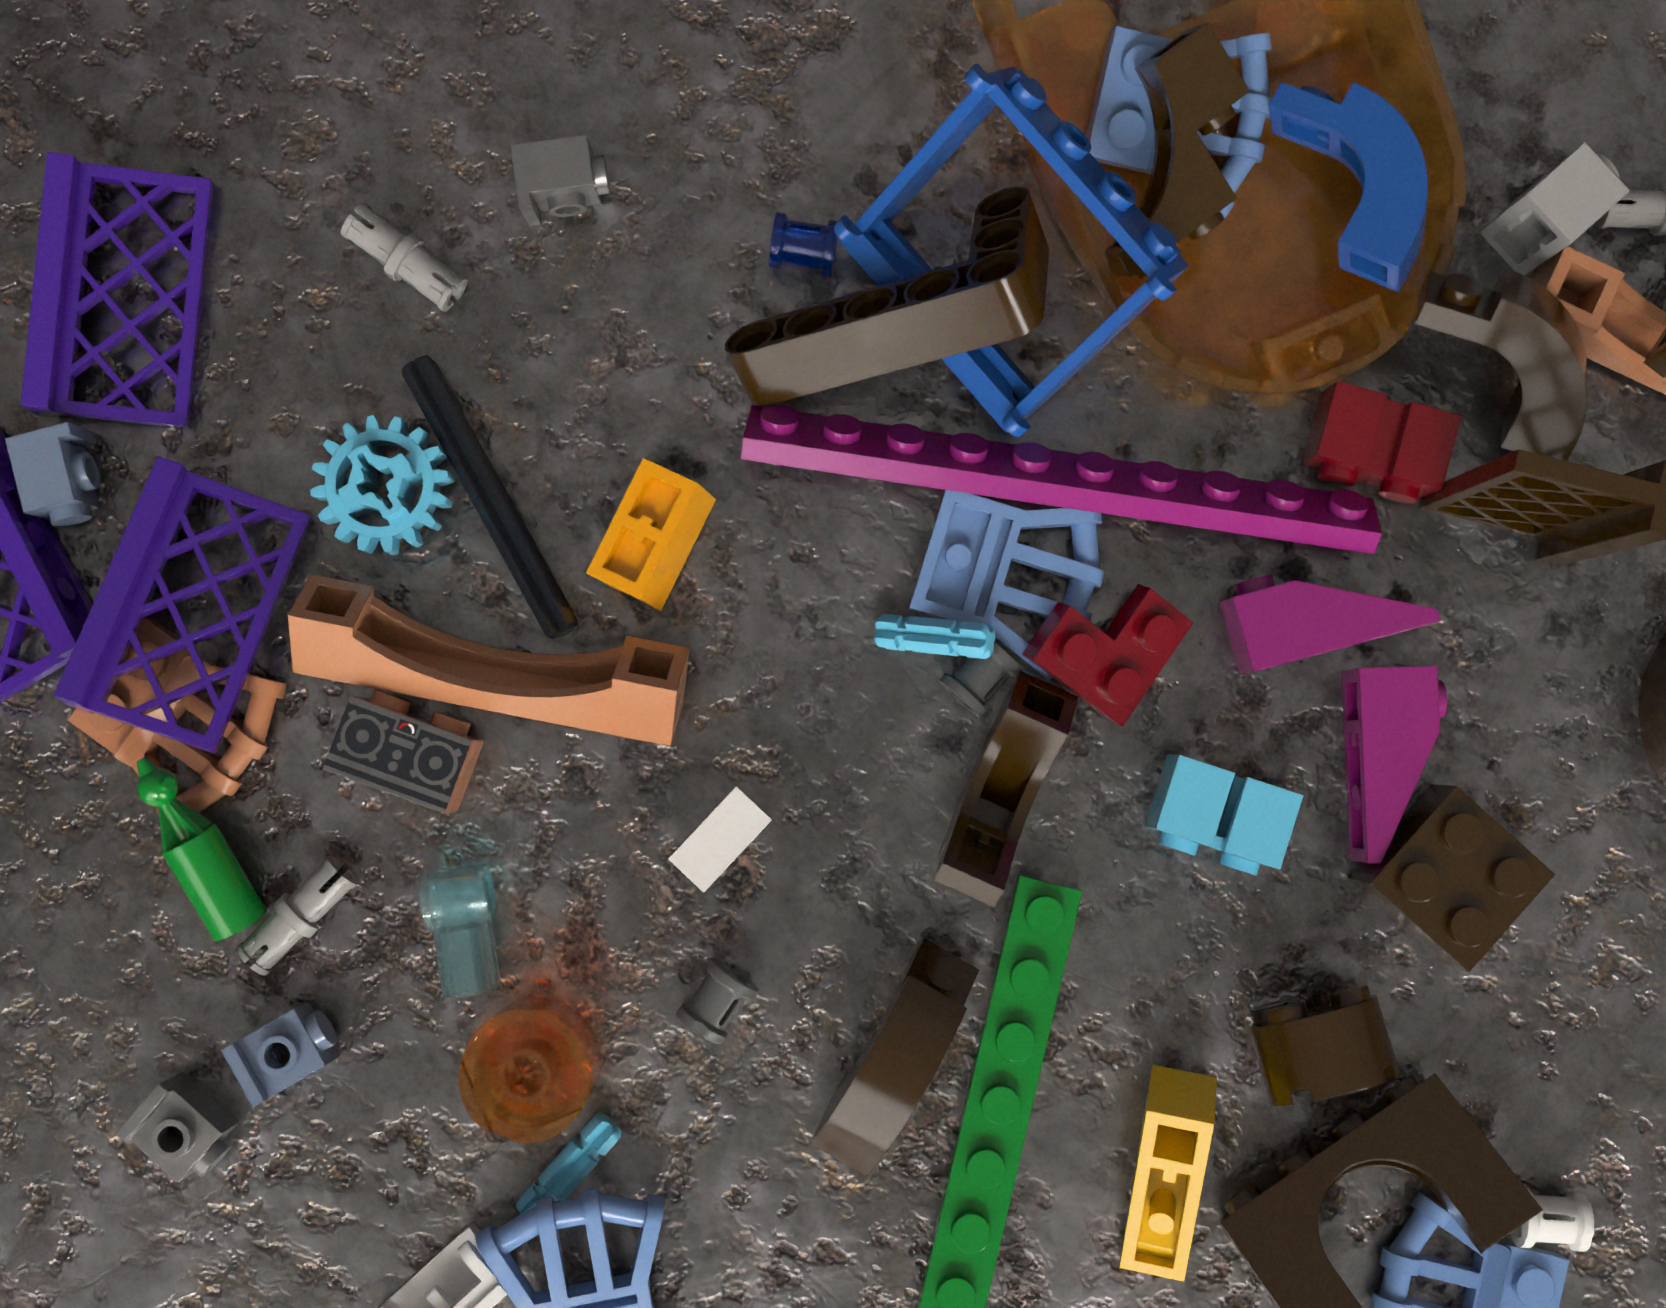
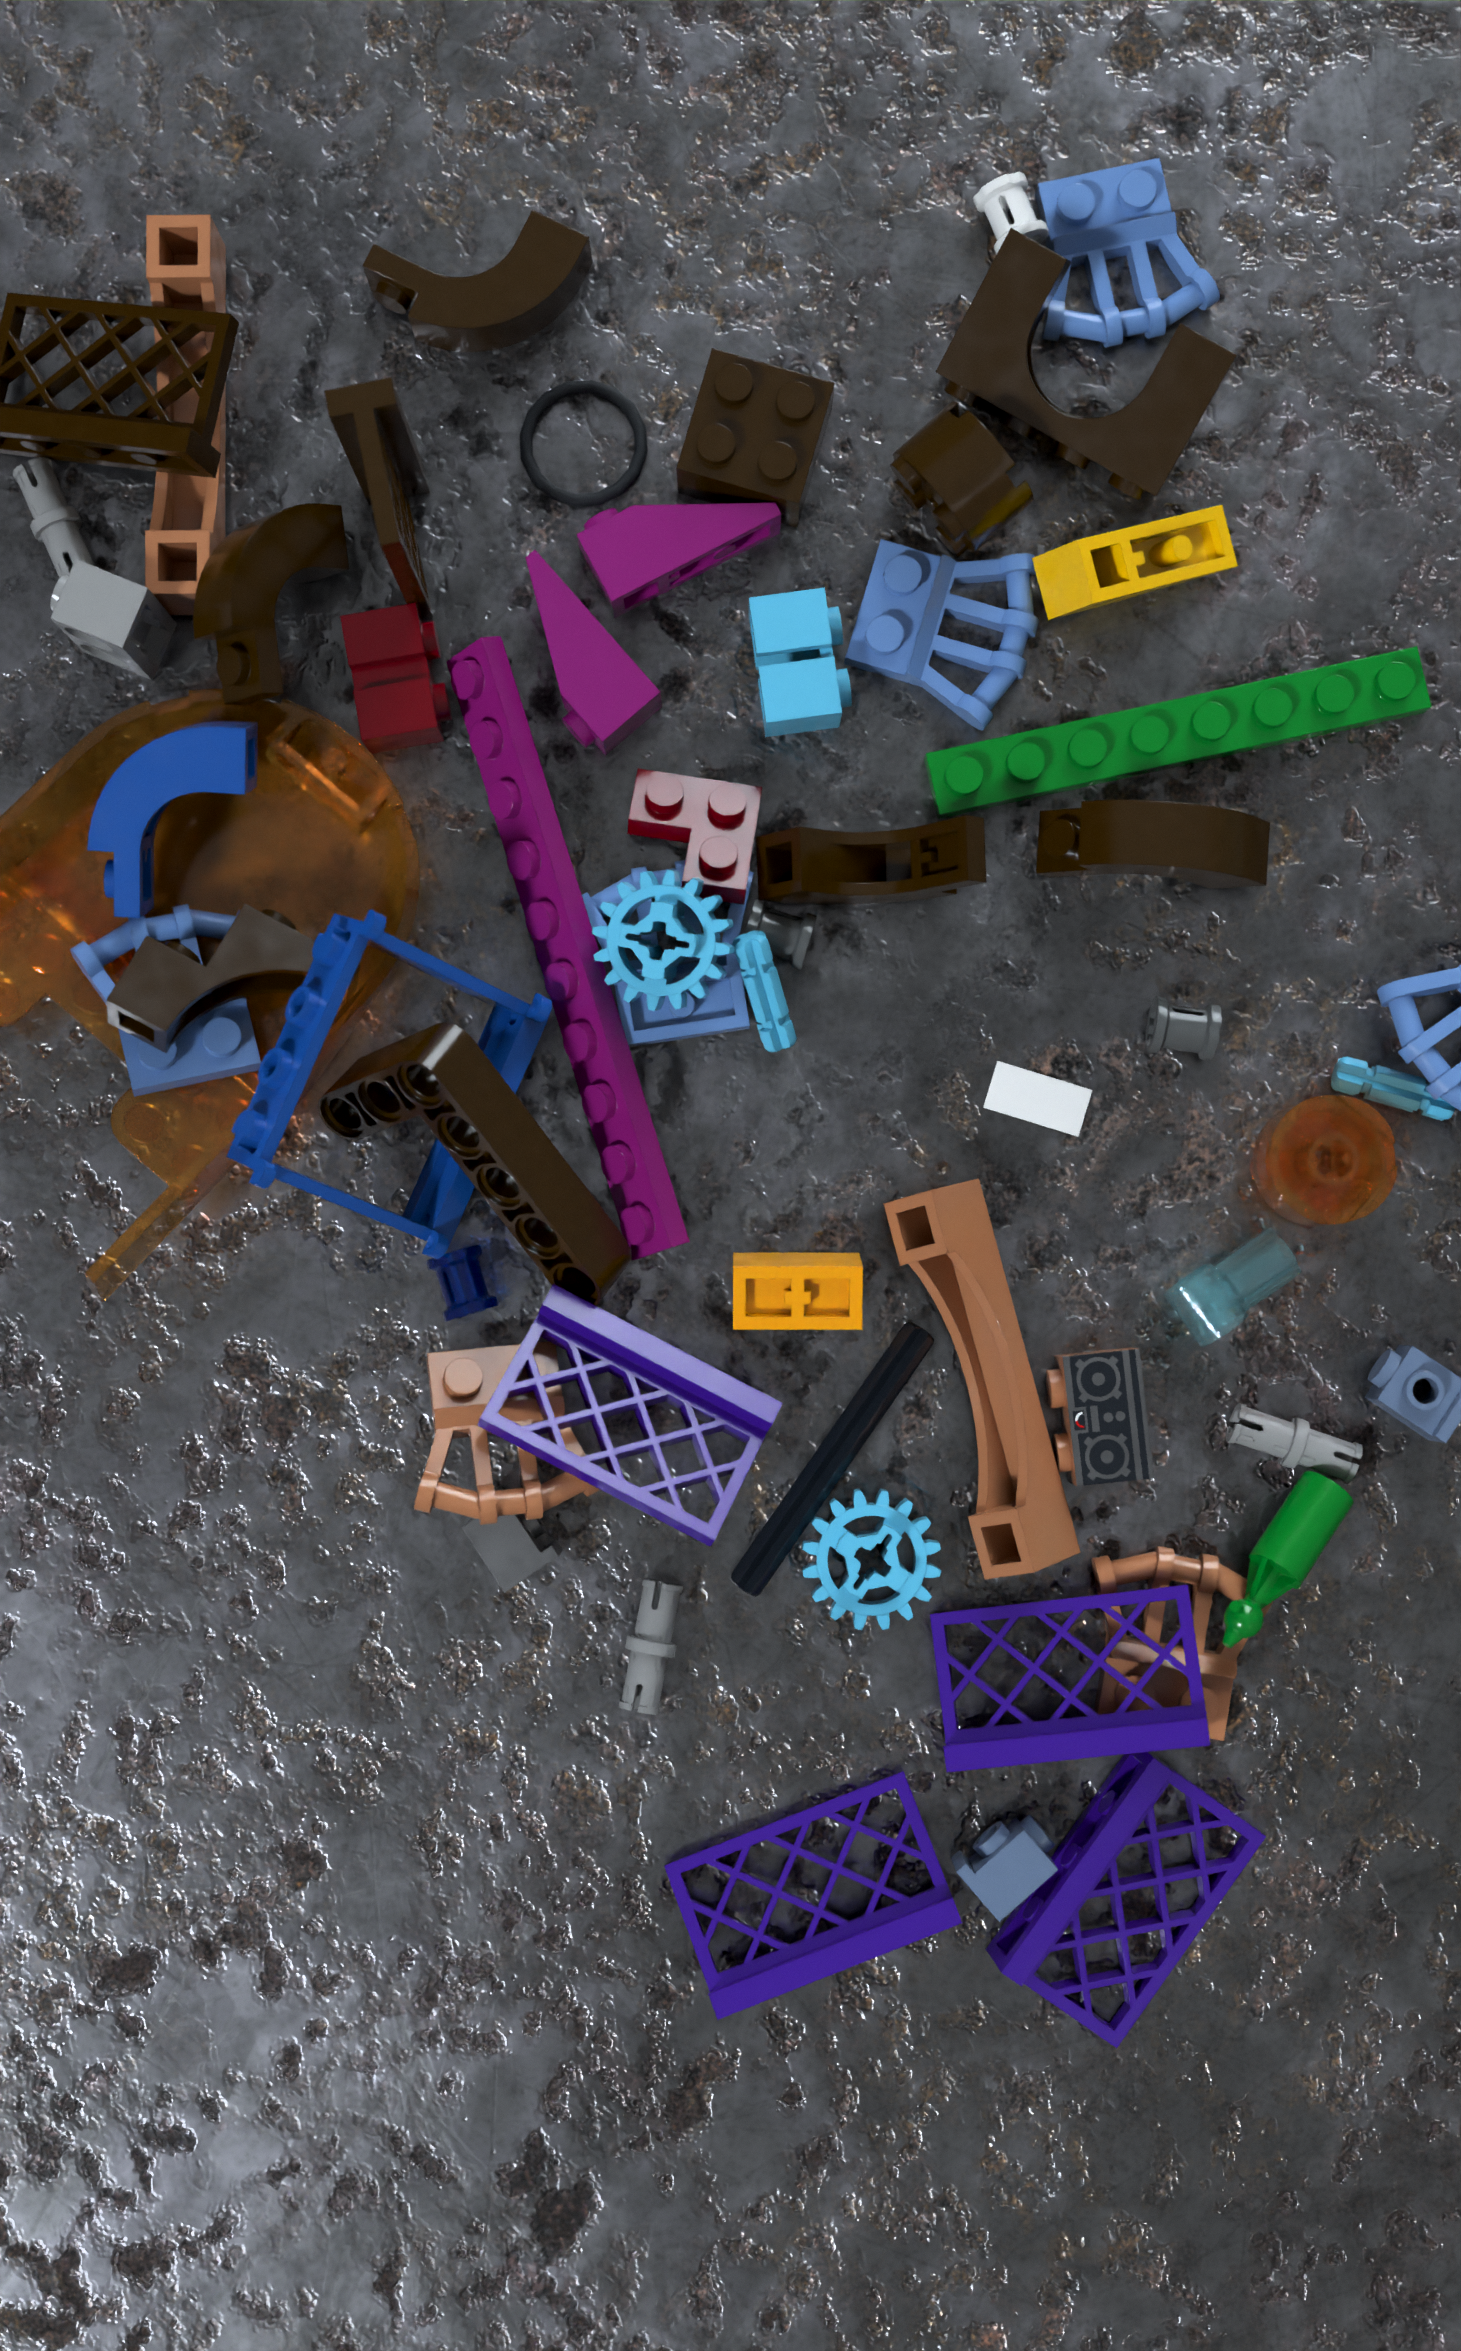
camera: 115 degrees left, 0 degrees up
(644, 373) = (666, 1377): none -> fence
(692, 222) = (459, 1392): none -> nougat plate
(1044, 578) = (668, 910): none -> medium azure gear
(1223, 938) = (904, 613): none -> medium blue plate
(1574, 720) = (583, 387): none -> black piece

